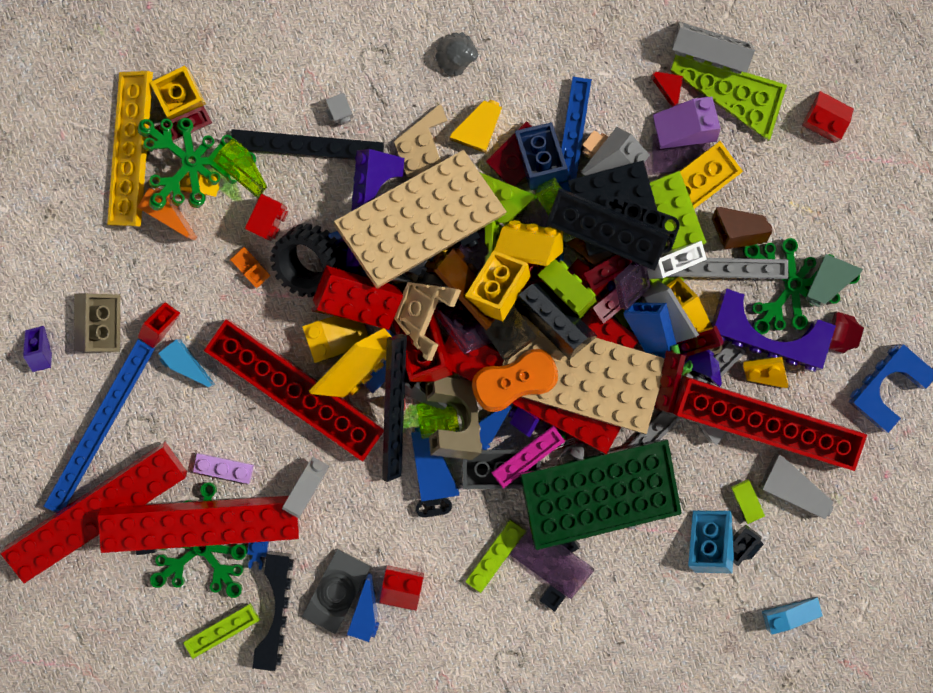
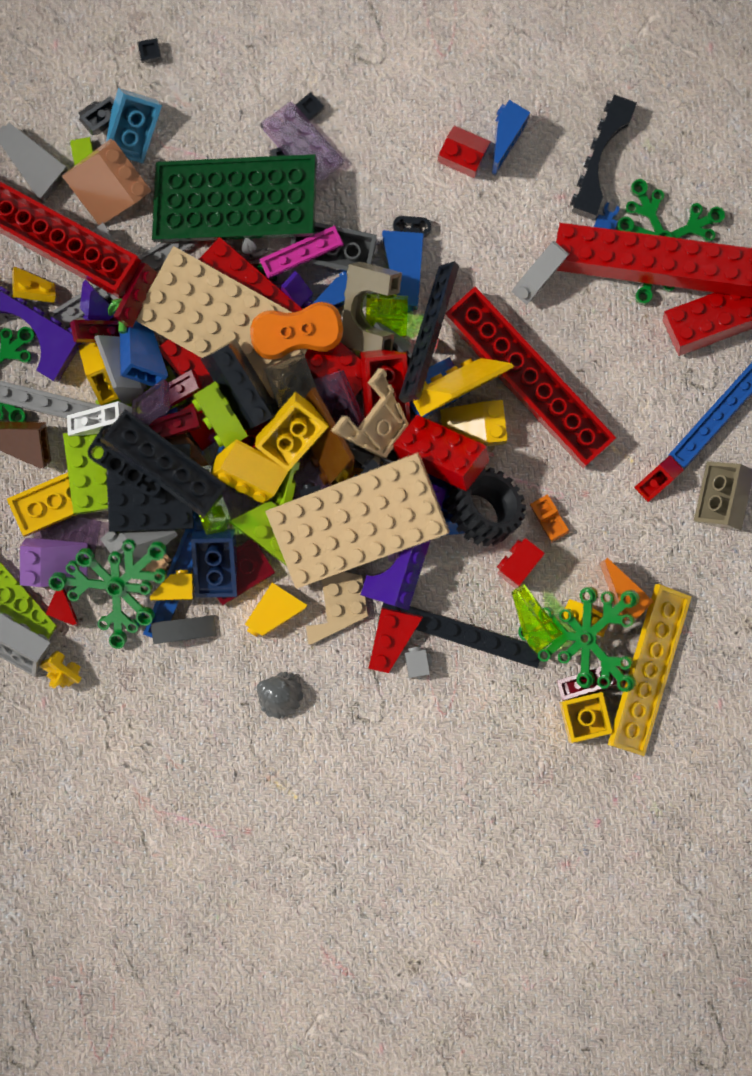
camera: 165 degrees left, 5 degrees down
(181, 360) = (641, 433): dark azure slope -> none
(221, 631) = (661, 148): lime plate -> none
(223, 468) = (623, 315): lavender plate -> none
(336, 591) = (532, 163): dark grey slope -> none
(367, 126) = (391, 637): none -> red wing
(495, 556) = (359, 162): lime plate -> none
(556, 91) = (183, 629): none -> dark grey slope
(571, 125) = (175, 587): none -> yellow slope
(625, 112) = (132, 571): none -> green plant
(657, 26) = (59, 673): none -> yellow hips
(712, 617) = (149, 50): none -> black plate
(722, 482) = (106, 182): none -> nougat slope
(791, 615) = (67, 33): dark azure slope -> none

